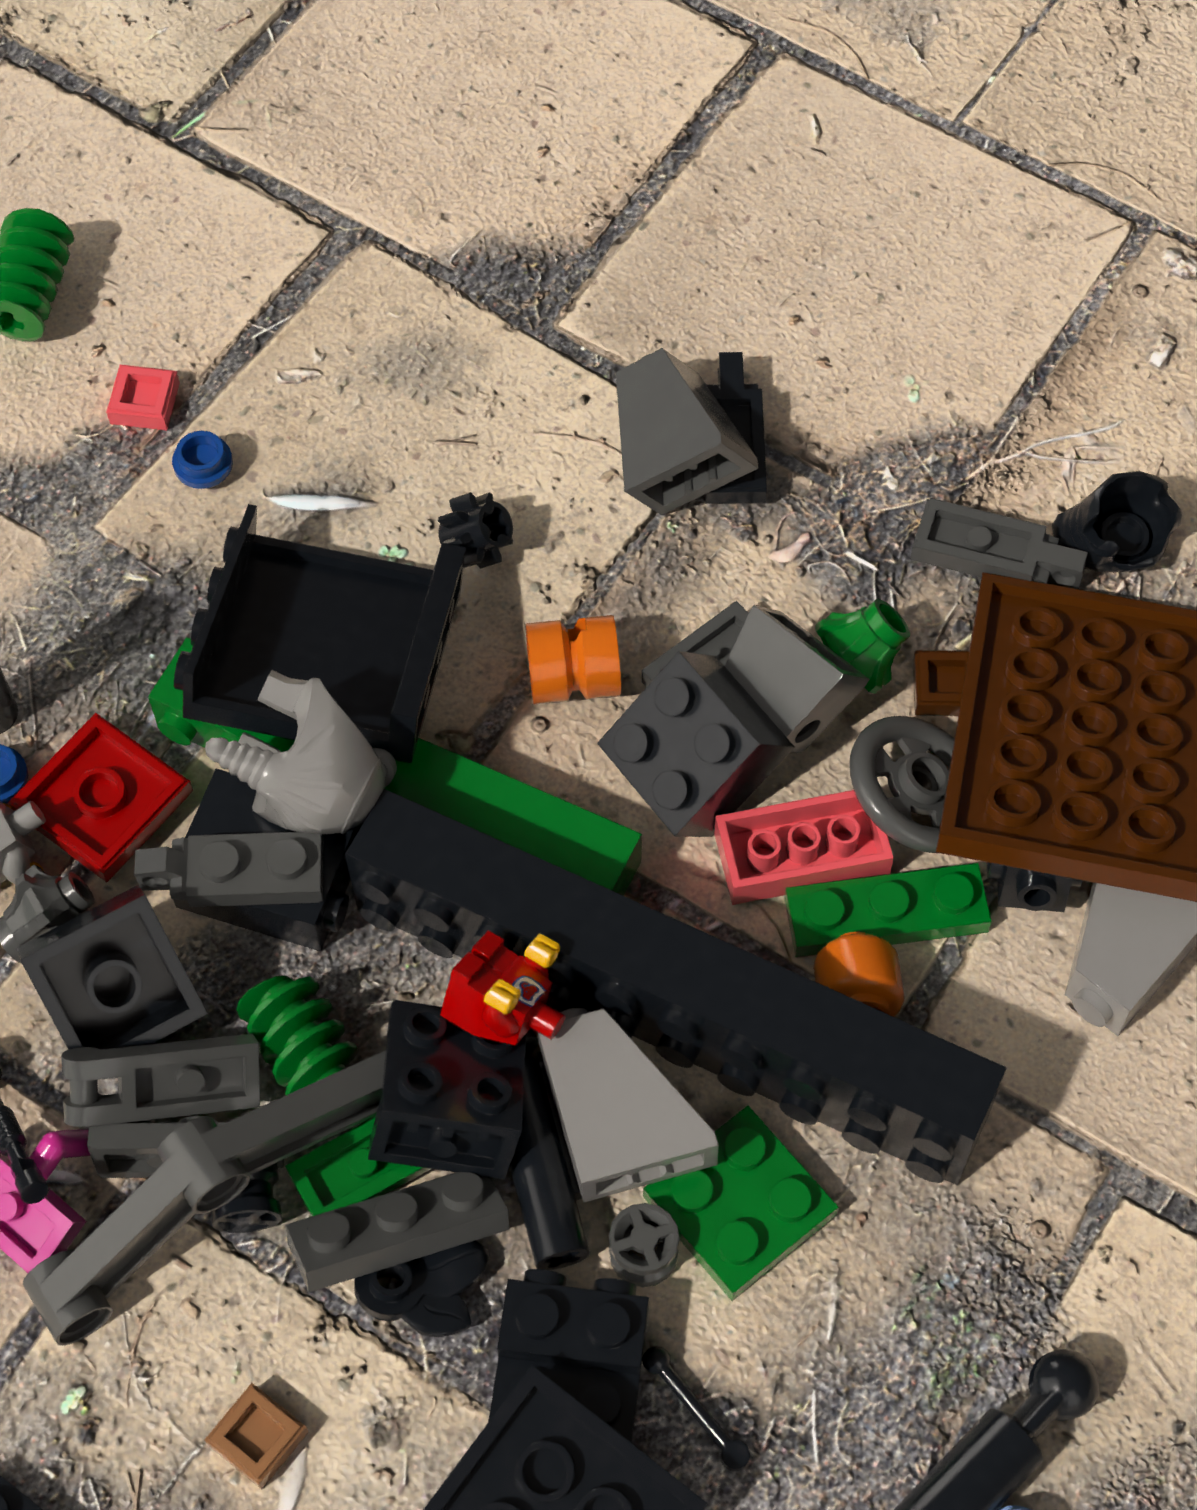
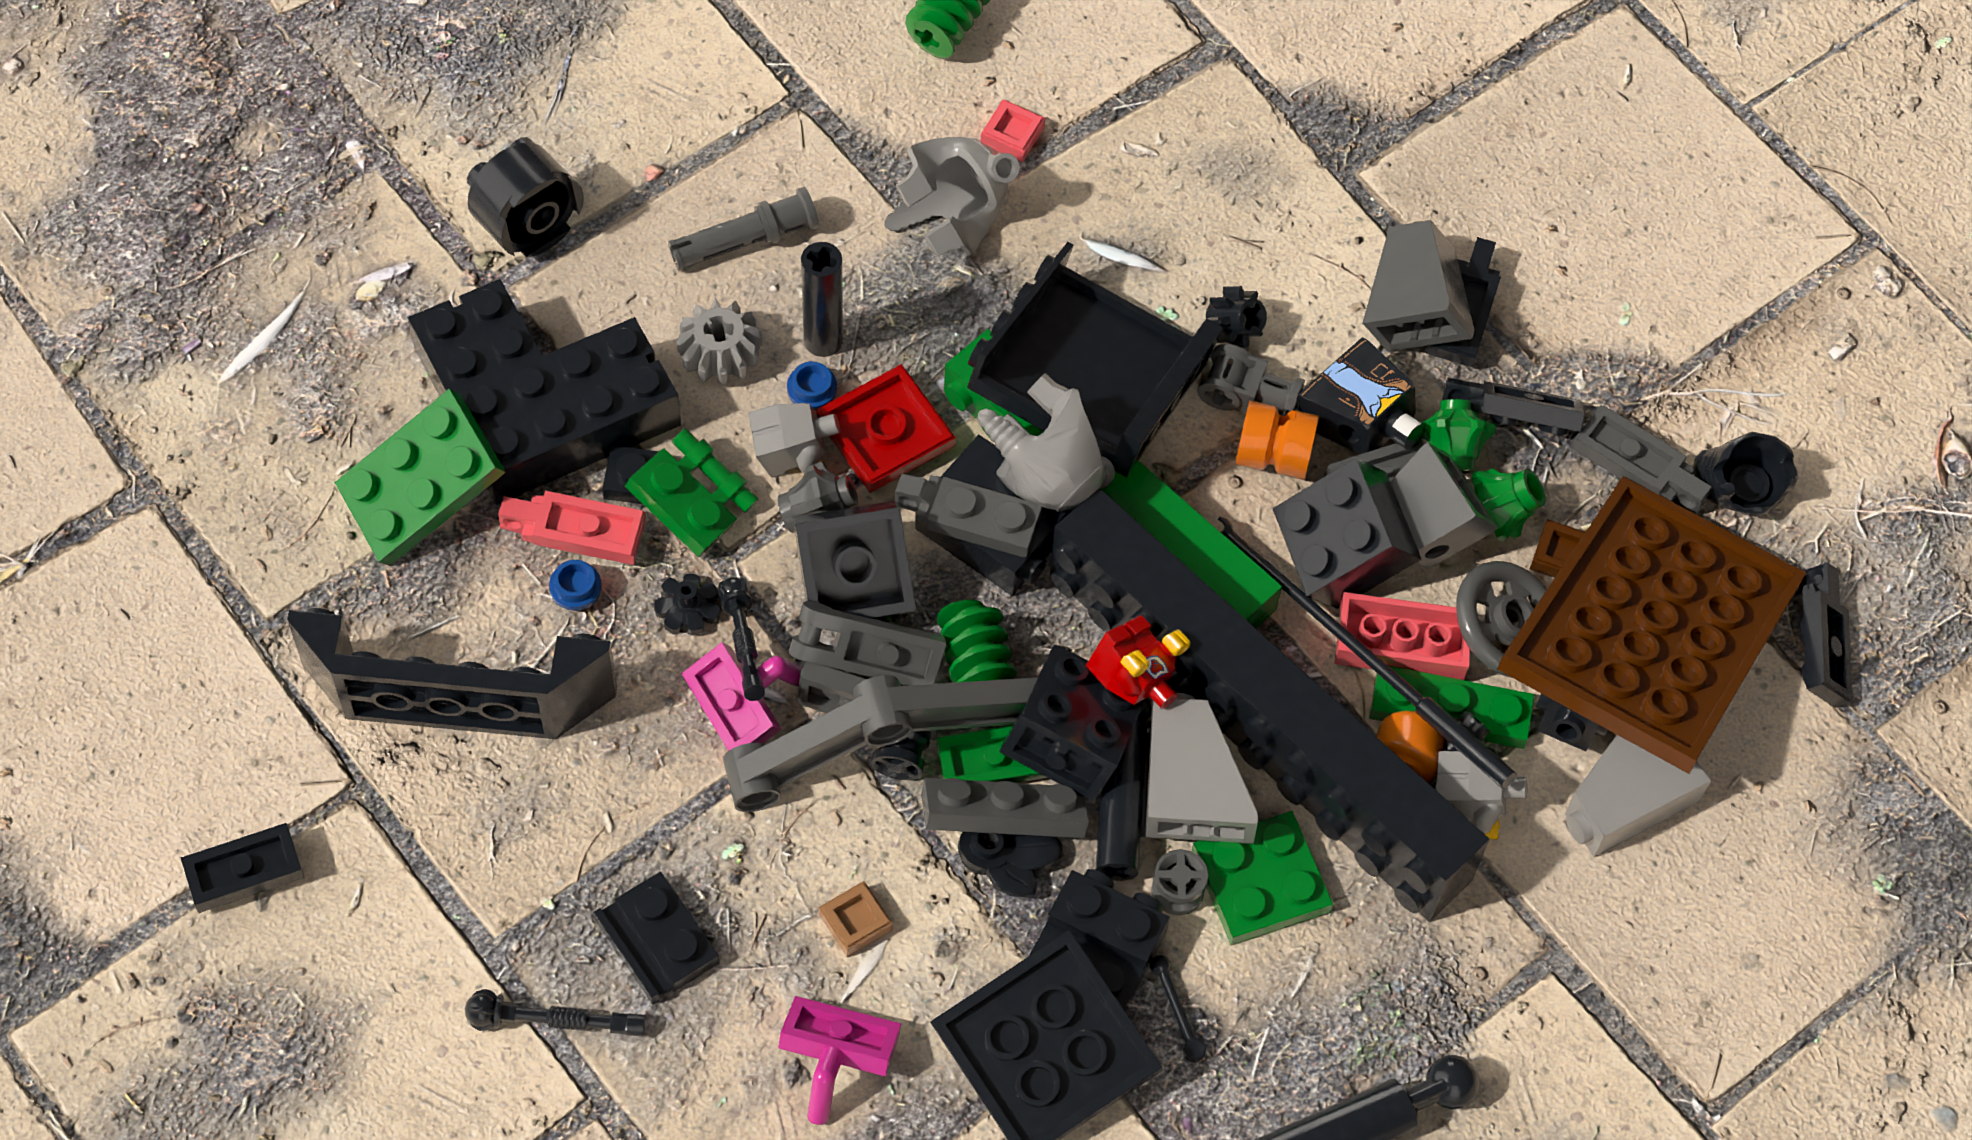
camera: 15 degrees right, 0 degrees up
(95, 475) = (956, 181): none -> light grey piece
(202, 460) = (1042, 194): blue plate -> none
(513, 603) = (1246, 382): none -> dark grey connector
(658, 581) = (1363, 401): none -> black torso
(777, 582) = (1458, 432): none -> green rock
(825, 530) = (1509, 404): none -> black hinge
(916, 942) = (1460, 734): none -> black piece
(958, 1001) = (1475, 792): none -> light grey piece

